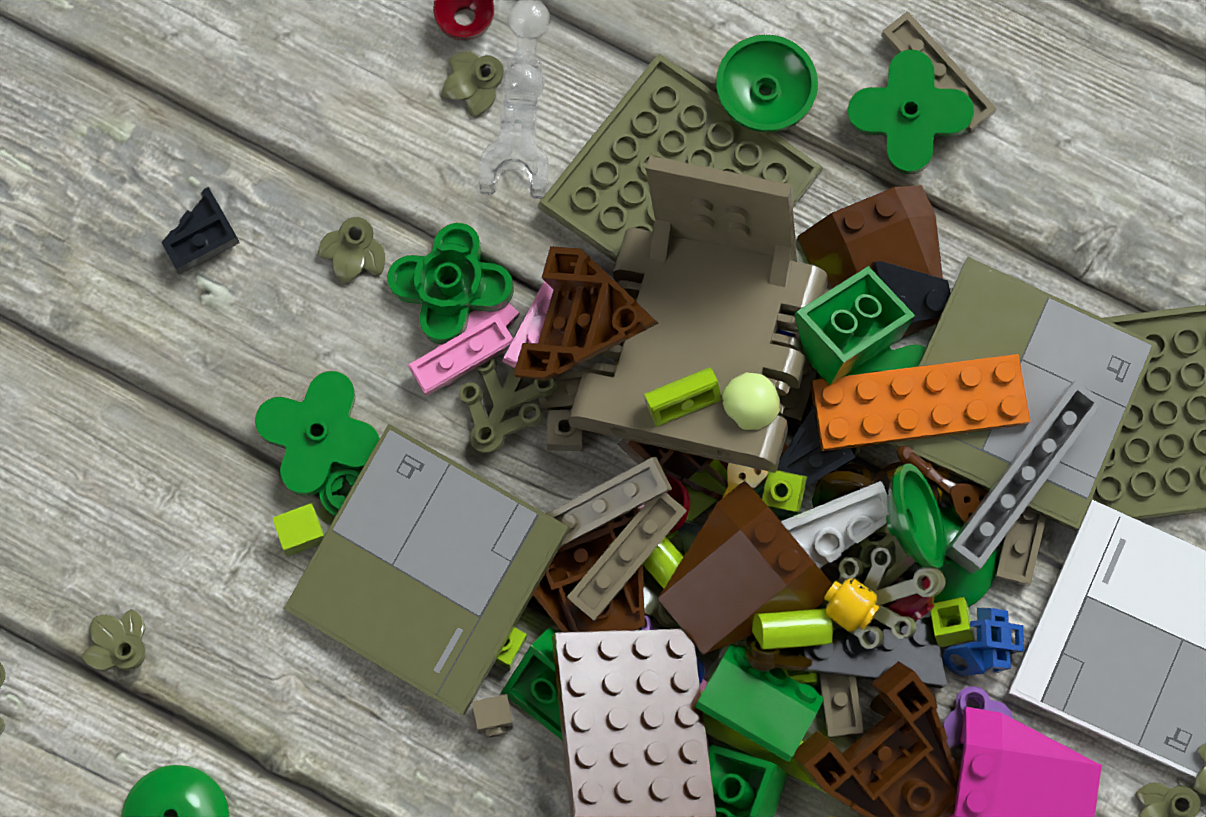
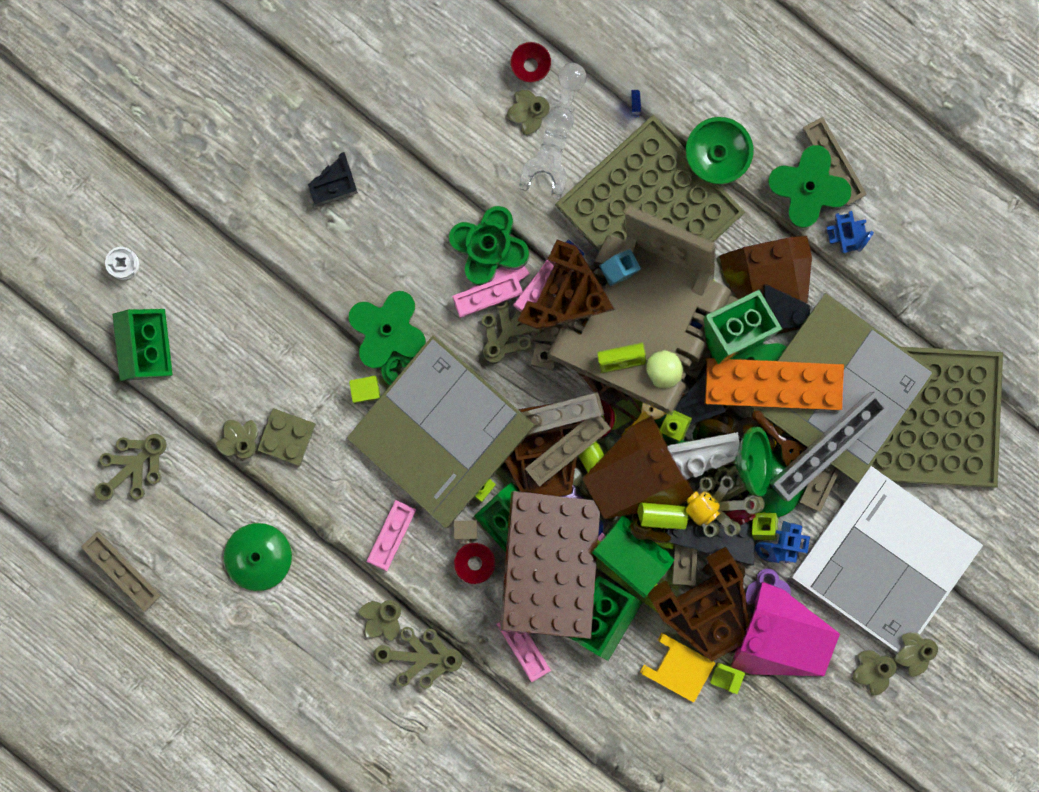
camera: 15 degrees right, 10 degrees up
(190, 625) = (286, 437): none -> olive plate
(353, 255) = (430, 215): olive plate -> none
(378, 746) = (391, 535): none -> bright pink tile
(506, 745) = (465, 572): none -> dark red piece
(629, 40) = (635, 101): none -> clear blue tile
(653, 265) = (620, 267): none -> medium azure brick
(974, 173) = (843, 233): none -> blue piece

